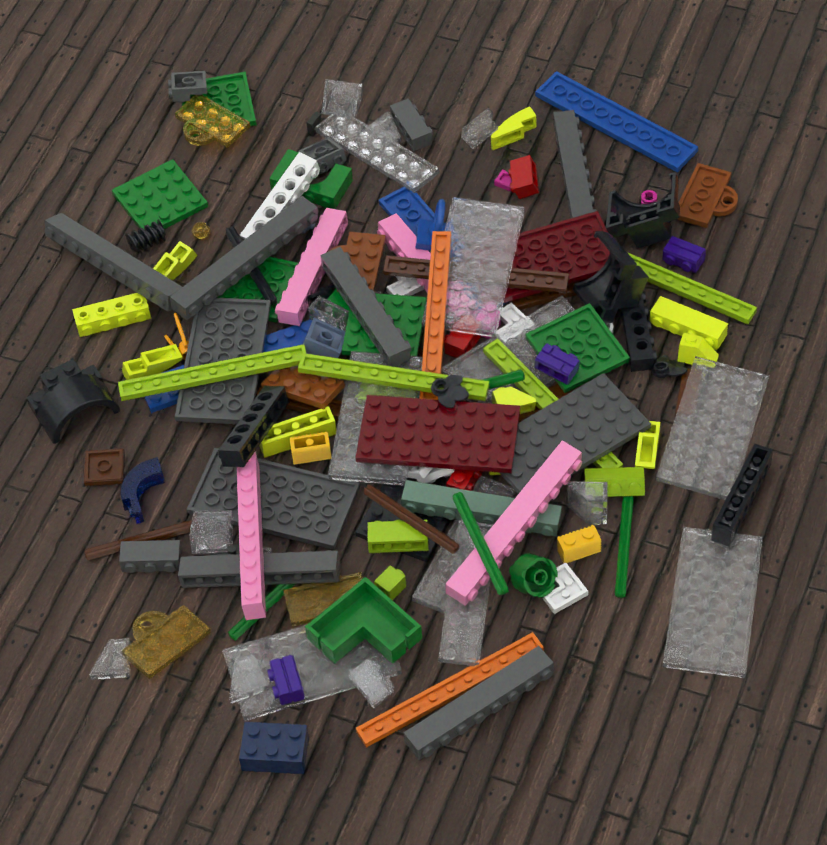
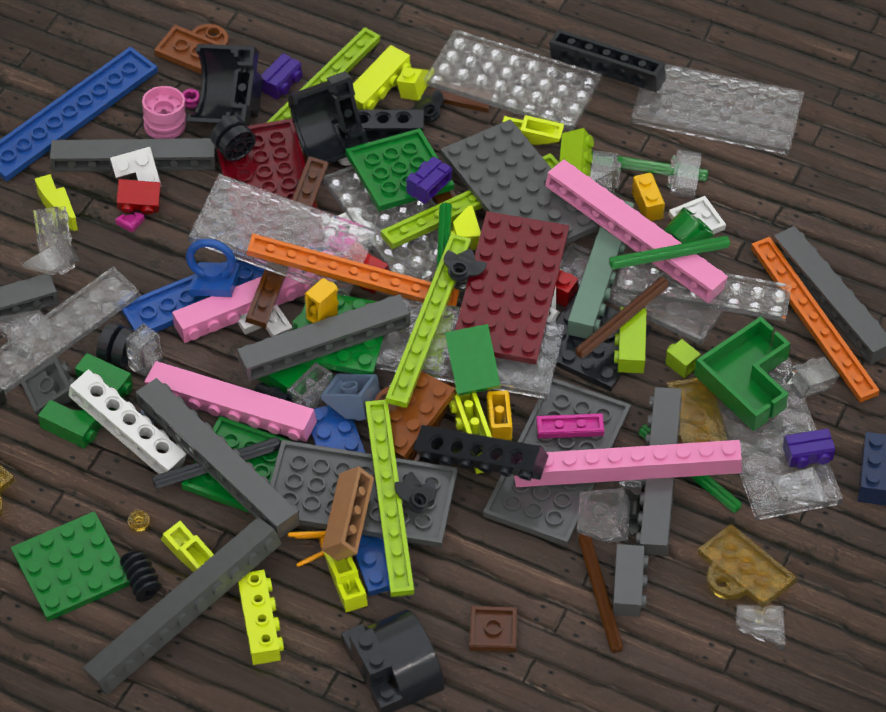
camera: 90 degrees left, 0 degrees up
(136, 482) = (527, 595): clear blue arch -> none
(189, 344) = (348, 513): none -> medium nougat brick
(220, 389) = (413, 491): none -> black plate
(304, 500) = (570, 425): none -> dark pink tile
(349, 410) = (472, 360): none -> green tile
(357, 202) = (143, 349): none -> clear brick
(363, 186) = (112, 345): none -> black wheel
(366, 253) = (219, 348): dark orange plate -> none
(394, 295) = (321, 301): none -> yellow brick
(442, 131) = (53, 260): none -> clear slope
(557, 171) = (136, 162): none -> white plate
(578, 217) = (233, 138): none -> black wheel
(609, 570) = (686, 173): none -> clear brick
(619, 174) = (164, 112): none -> bright pink wheel

